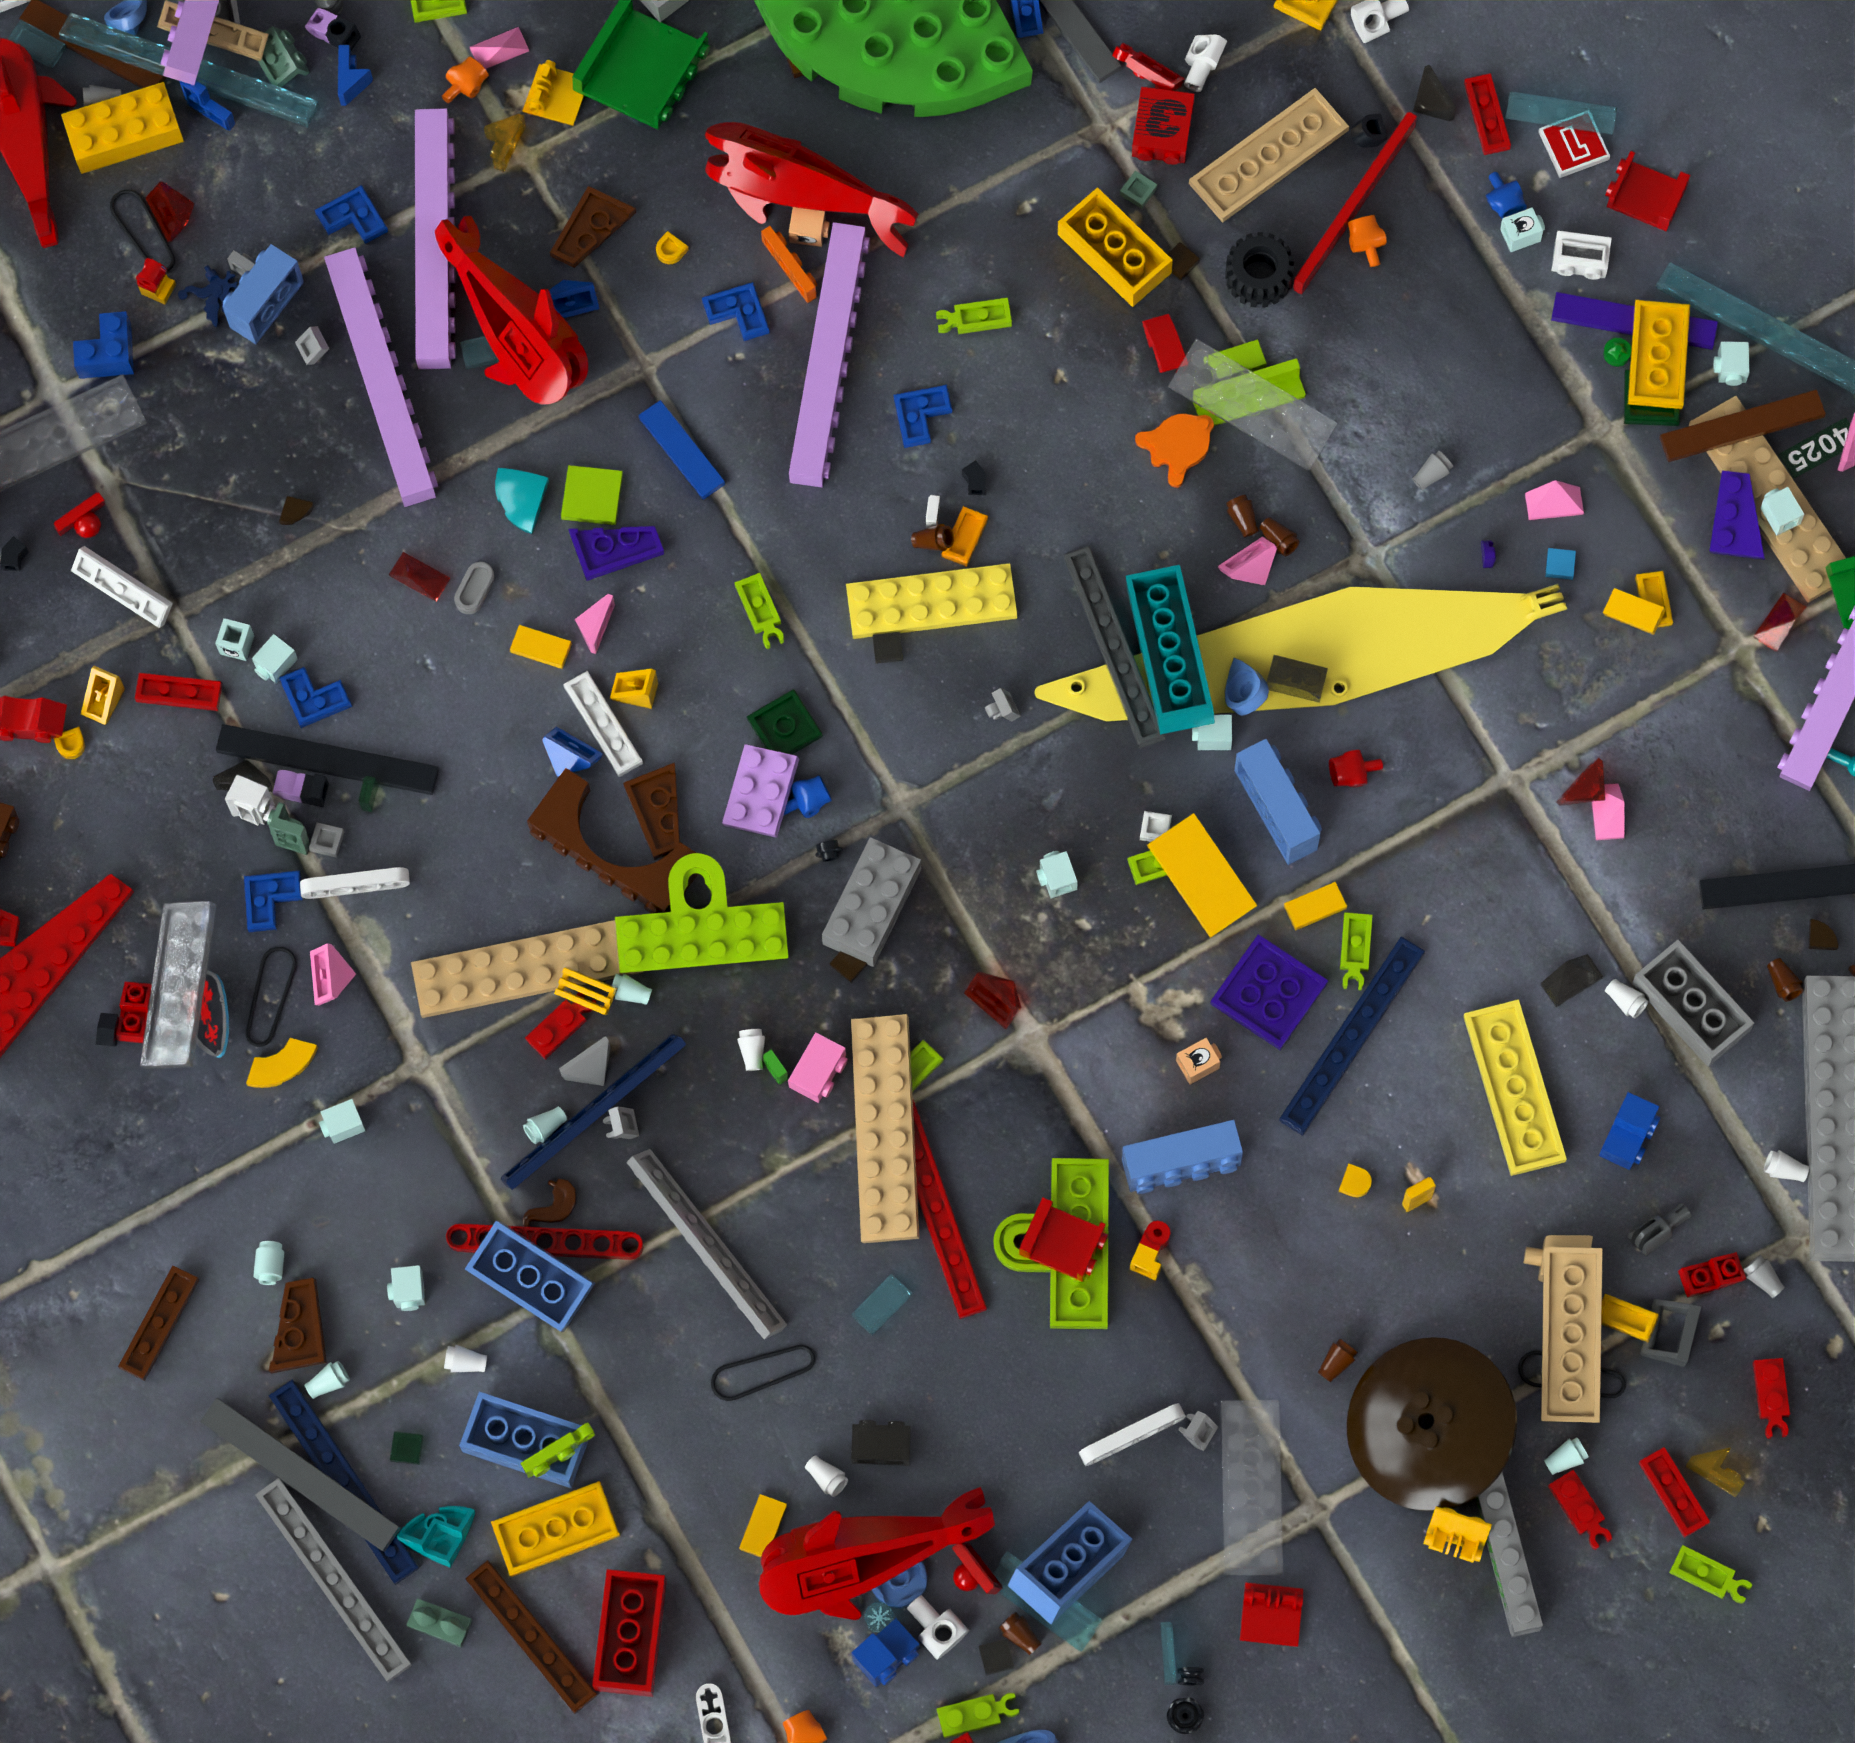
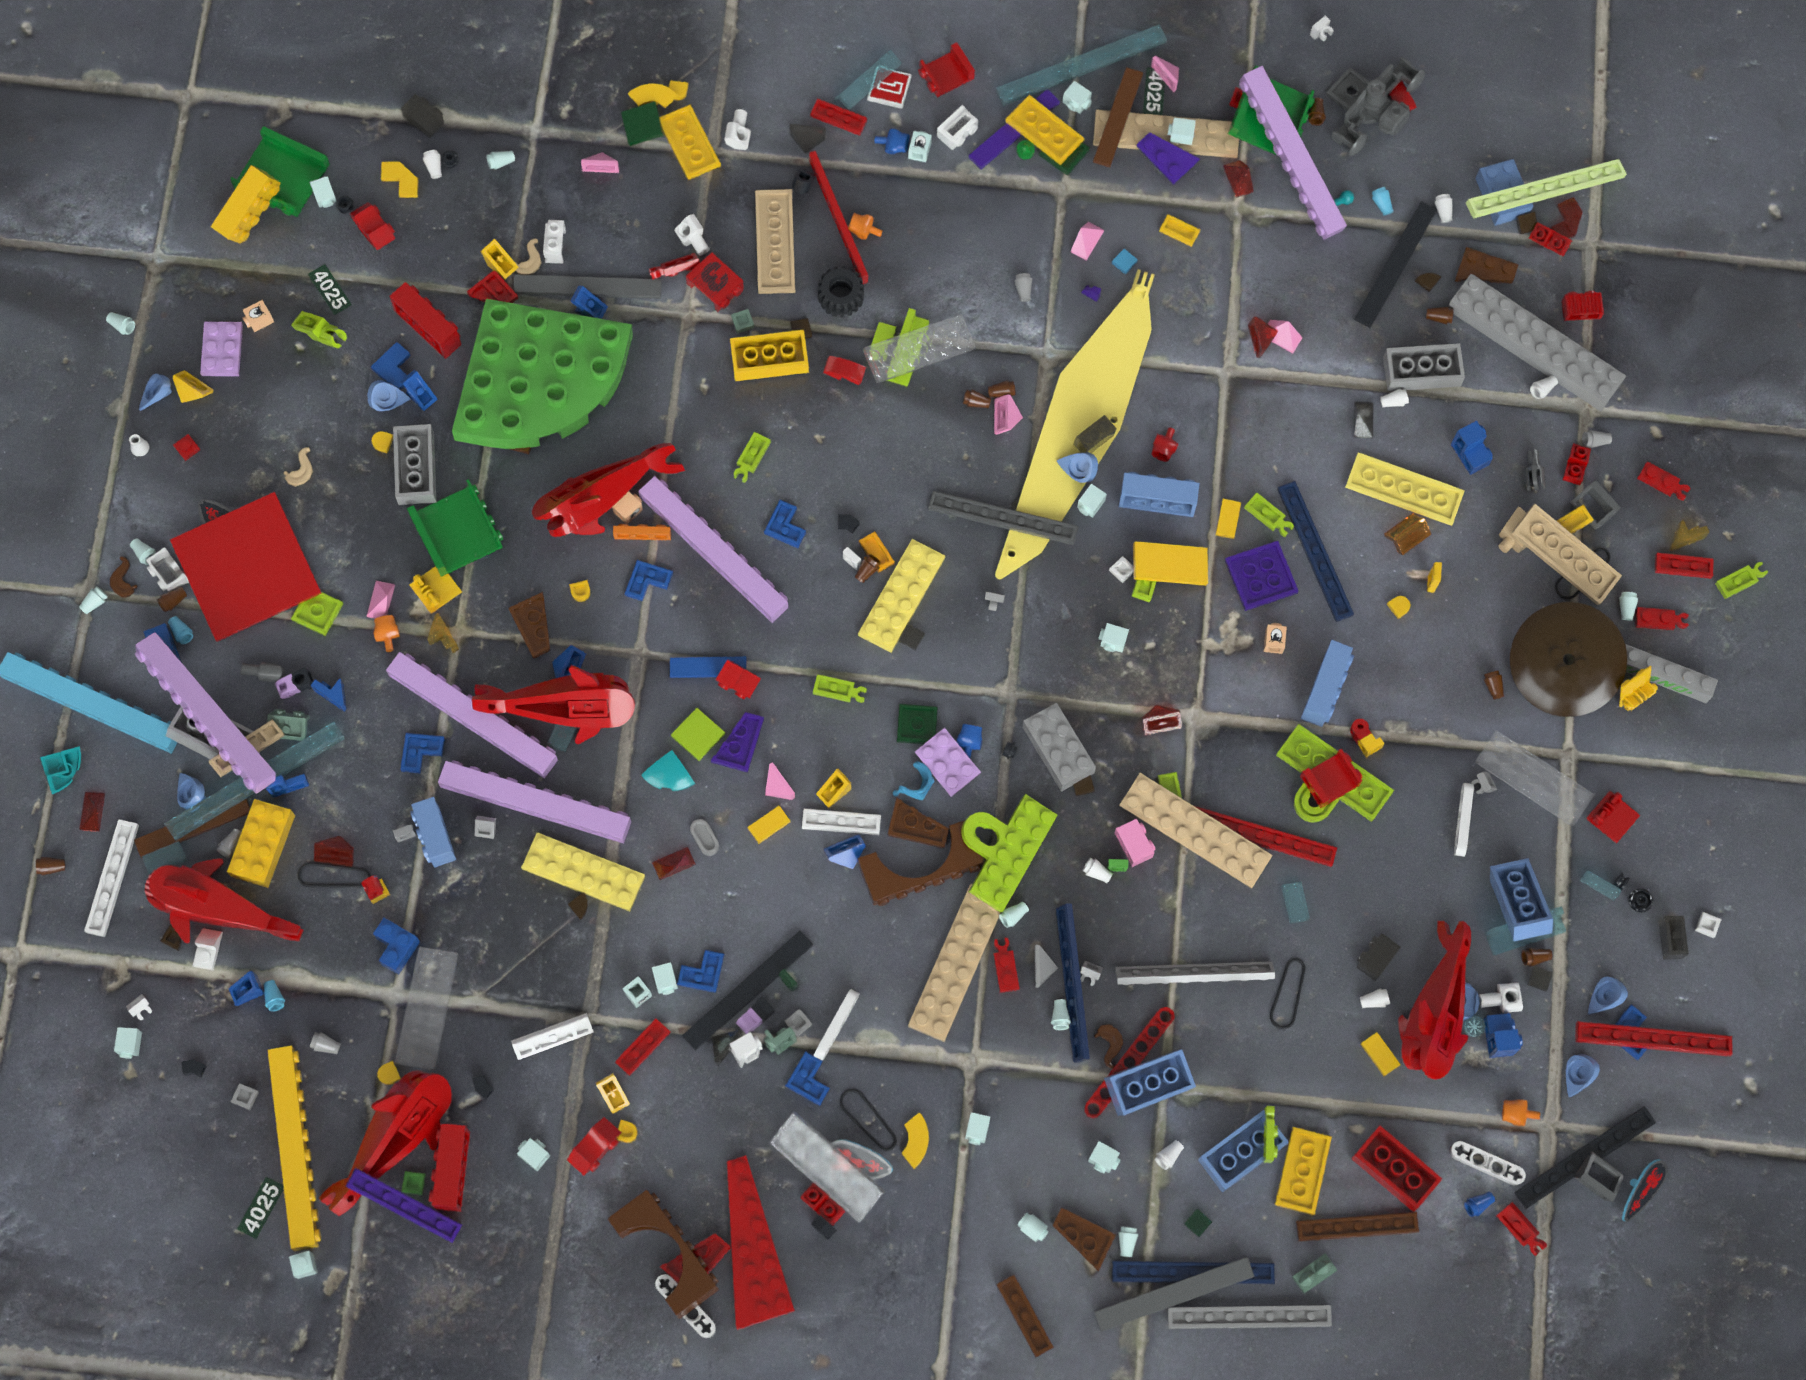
camera: 60 degrees left, 0 degrees up
(82, 518) = (491, 1030): red tile -> none
(216, 289) = (405, 858): dark blue piece -> none
(329, 973) = (881, 1076): bright pink slope -> none
(338, 487) = (583, 871): none -> light yellow plate
(439, 1534) = (1261, 1238): teal brick -> none
(564, 982) = (1001, 945): yellow tile -> none
(687, 486) = (737, 678): none -> red brick
(719, 787) = (927, 782): none -> dark azure helmet
(973, 1571) = (1486, 957): red tile -> none
(974, 1714) = (1564, 1012): lime plate -> none
(1170, 649) = (1031, 488): teal brick -> none
(1179, 443) = (908, 403): orange tile -> none
(1458, 1130) = (1408, 533): none -> clear orange panel
(1634, 611) = (1181, 243): yellow tile -> none

